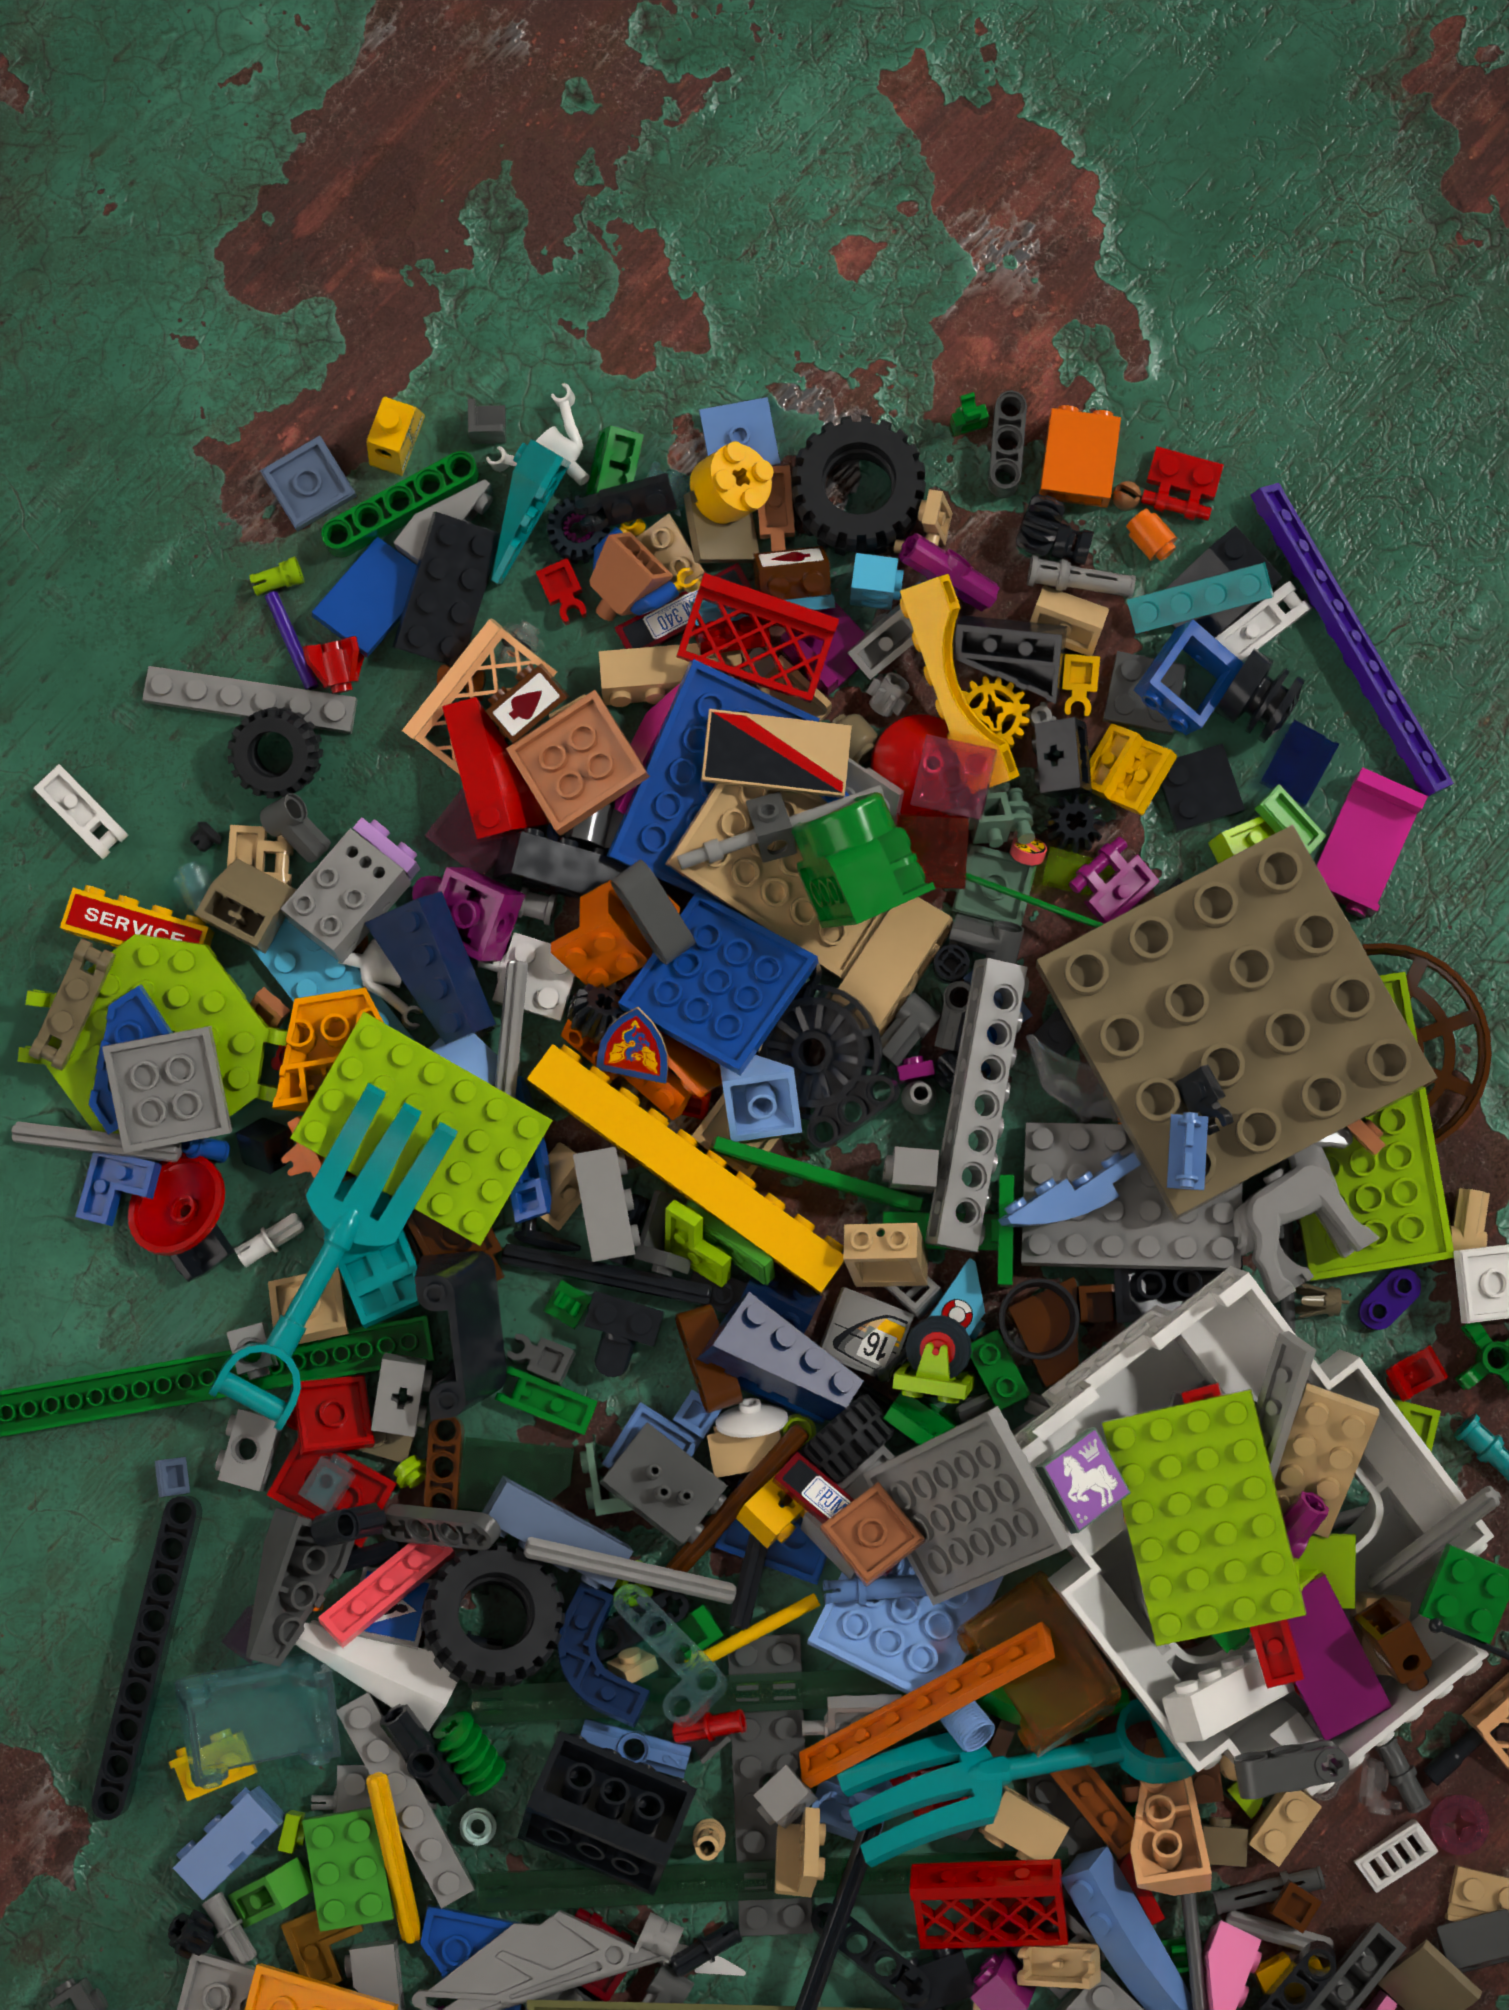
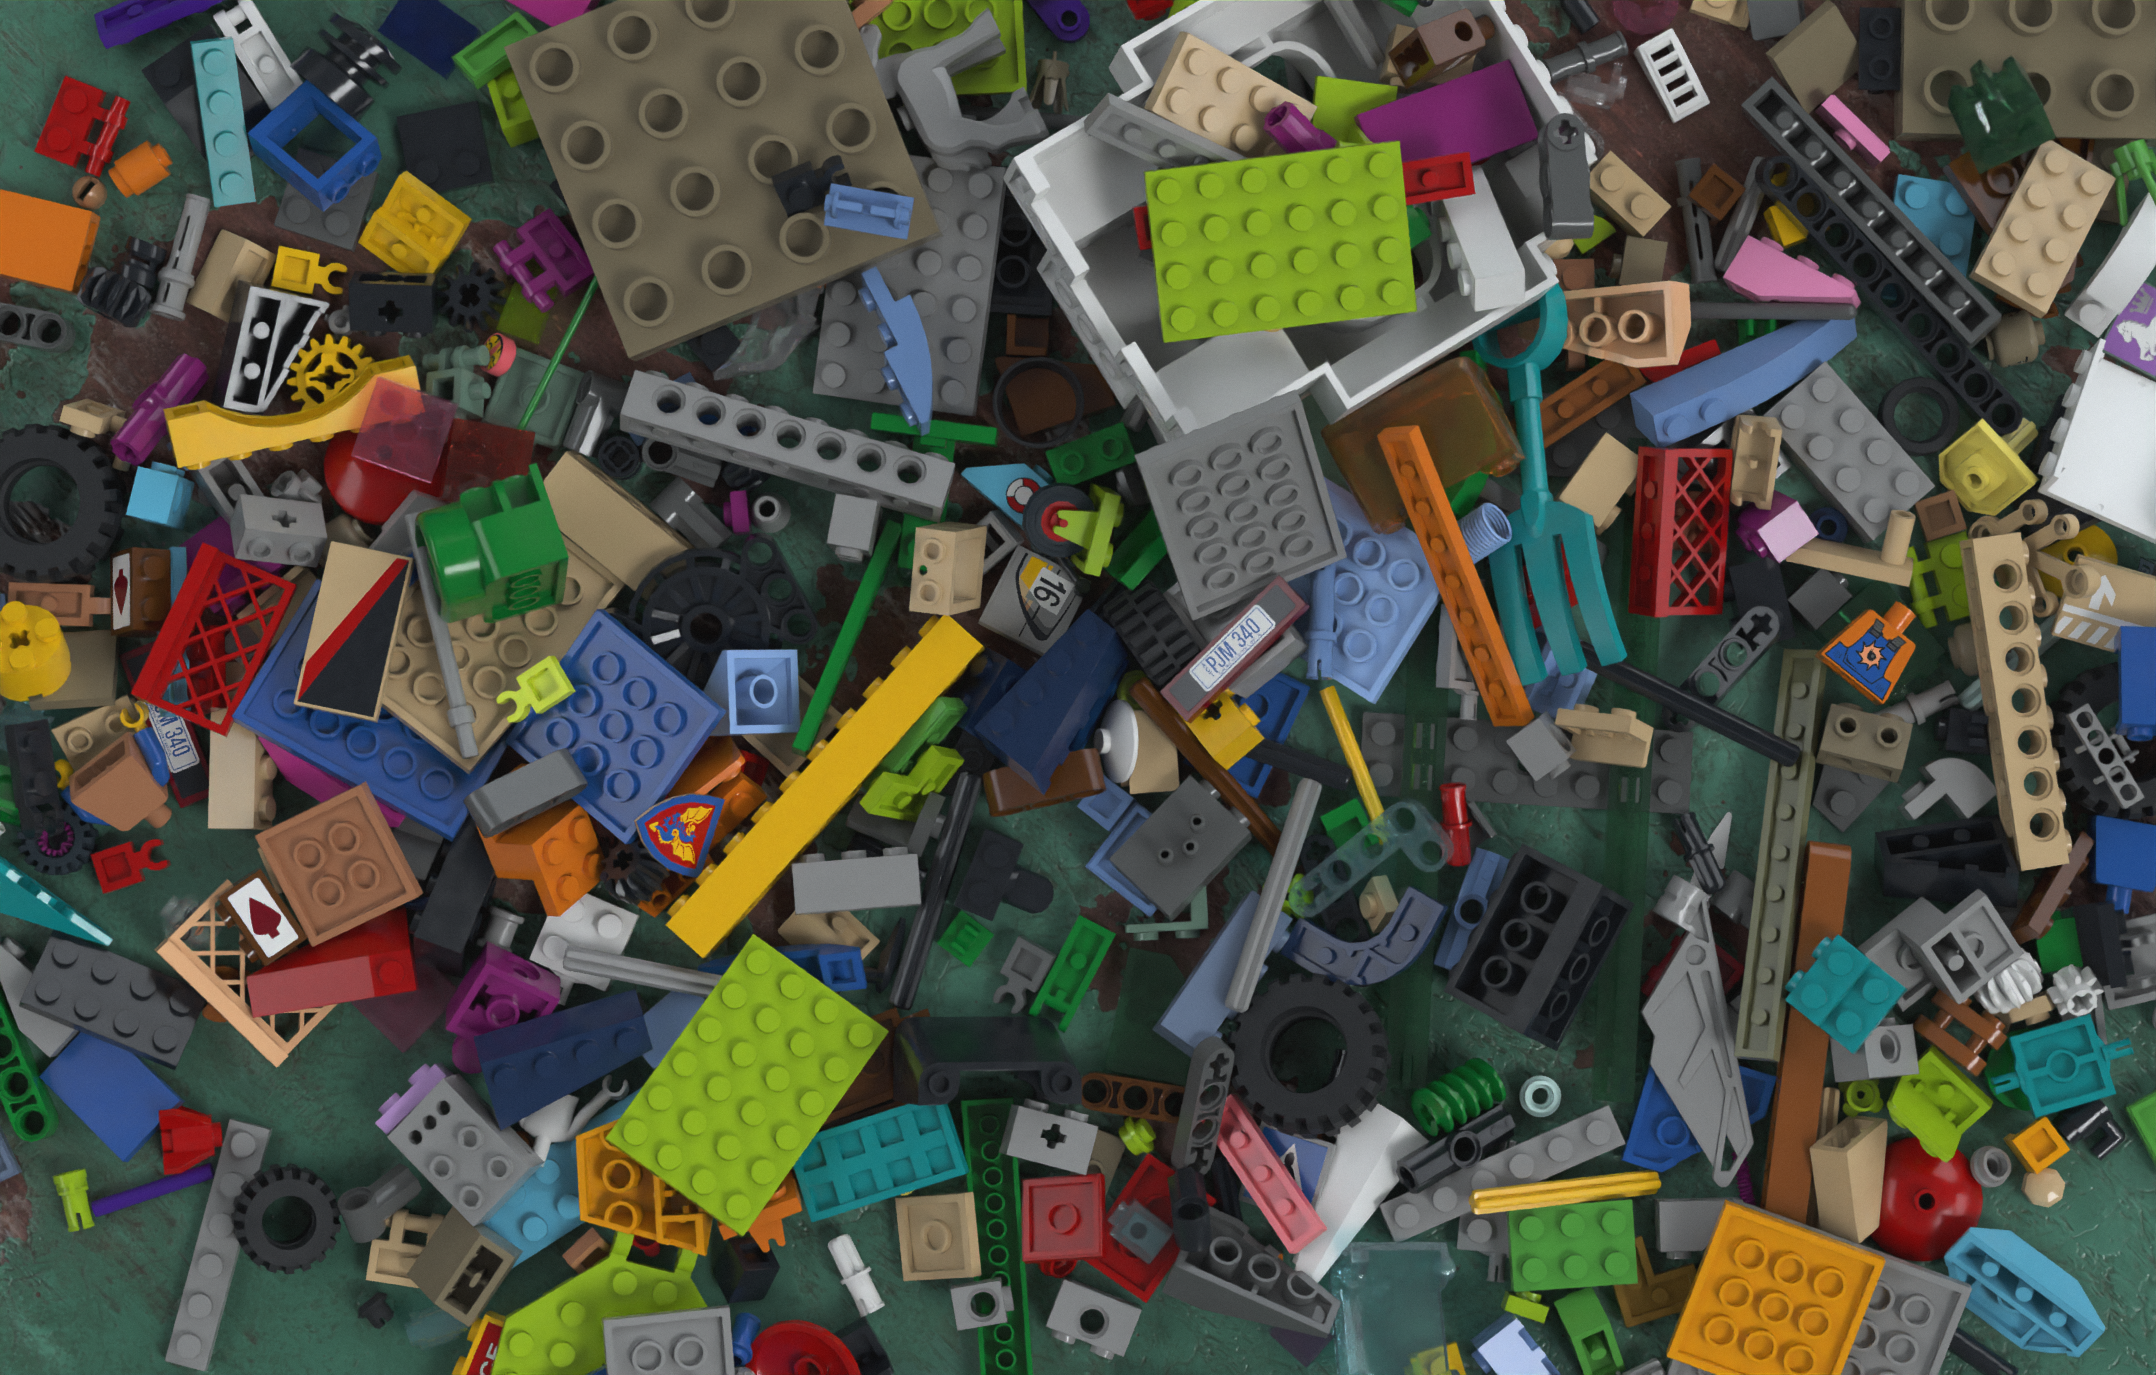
camera: 85 degrees left, 5 degrees up
(346, 1223) = (848, 1180): teal piece -> none
(701, 1834) = (1571, 843): tan pin -> none
(744, 915) = (541, 688): none -> neon yellow plate
(770, 825) = (437, 646): dark grey bracket -> none
(856, 681) = (278, 530): none -> light grey brick
(872, 1534) = (1261, 615): nougat plate -> none
(1082, 1480) = (1225, 370): tile -> none

